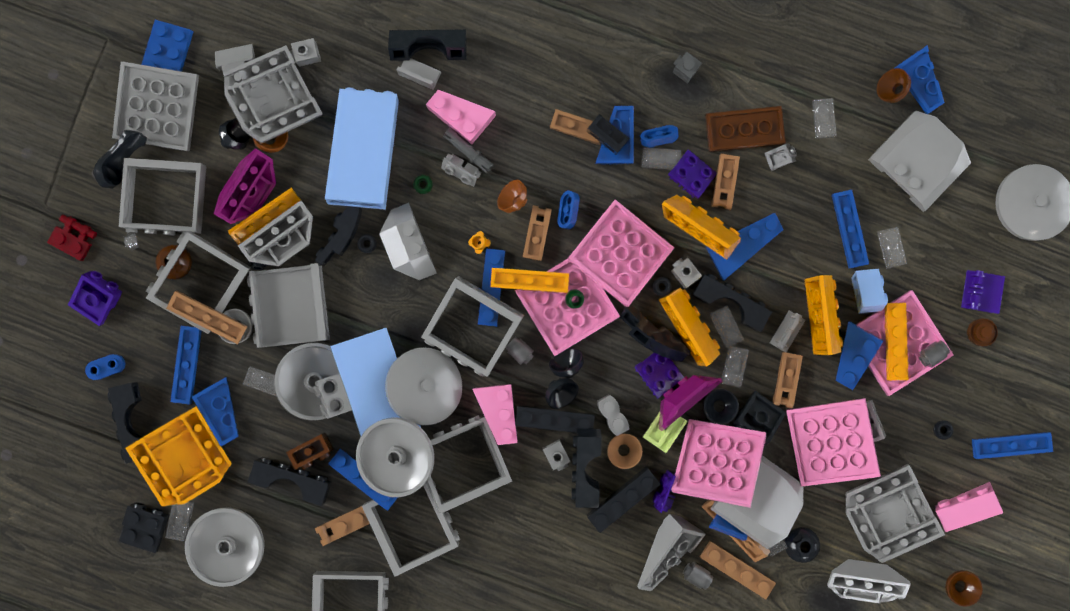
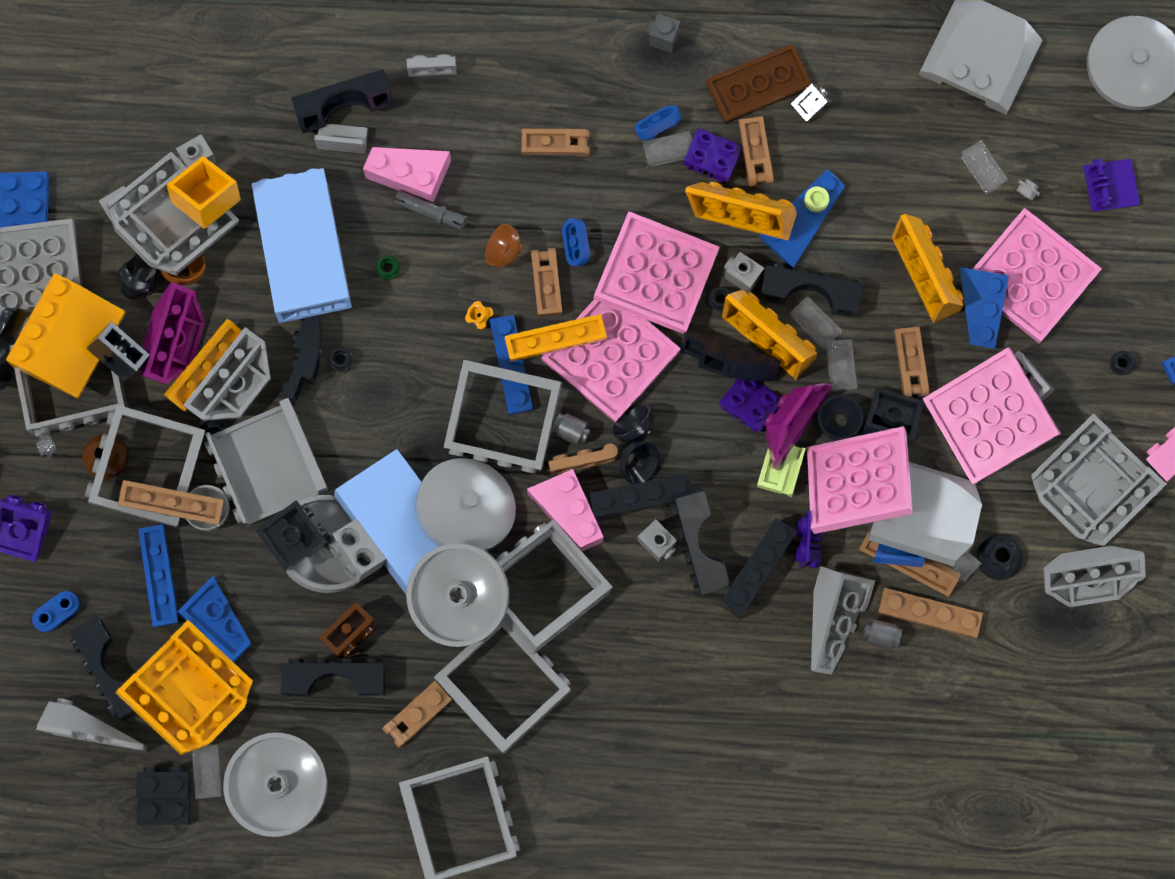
camera: 15 degrees left, 10 degrees down
(94, 454) = (72, 722): none -> light grey wedge
(165, 165) = (58, 333): none -> light orange slope
(199, 190) = (117, 351): none -> black brick
(234, 55) = (107, 185): light grey slope -> none
(260, 380) = (260, 566): clear plate -> none
(288, 372) = (293, 535): none -> black plate
(299, 86) = (203, 192): none -> light orange piece
(348, 468) = (414, 642): blue plate -> none
(405, 244) = (390, 344): light grey wedge -> none
(453, 166) = (418, 234): light grey hinge -> none
(509, 39) = (424, 66): none -> light grey plate
(521, 377) = (583, 460): none -> medium nougat plate
(578, 302) = (624, 343): dark green plate -> none
(607, 134) = (594, 138): black hinge -> none
(615, 420) = (705, 465): light grey brick -> none
(623, 120) = (609, 140): blue wing -> none
(629, 460) = (746, 497): medium nougat piece -> none
(759, 234) = (816, 199): none -> yellowish green tile
(787, 331) = (891, 303): light grey hinge -> none
(824, 118) = (849, 42): clear plate -> none
(850, 229) = (925, 160): blue plate -> none
(869, 291) = (972, 224): light blue brick -> none
(896, 341) = (1026, 273): light orange plate -> none
(919, 275) = (1028, 189): none -> light grey plate
(934, 354) = (1075, 272): flat silver brick -> none
(982, 332) = (1127, 232): reddish brown plate -> none

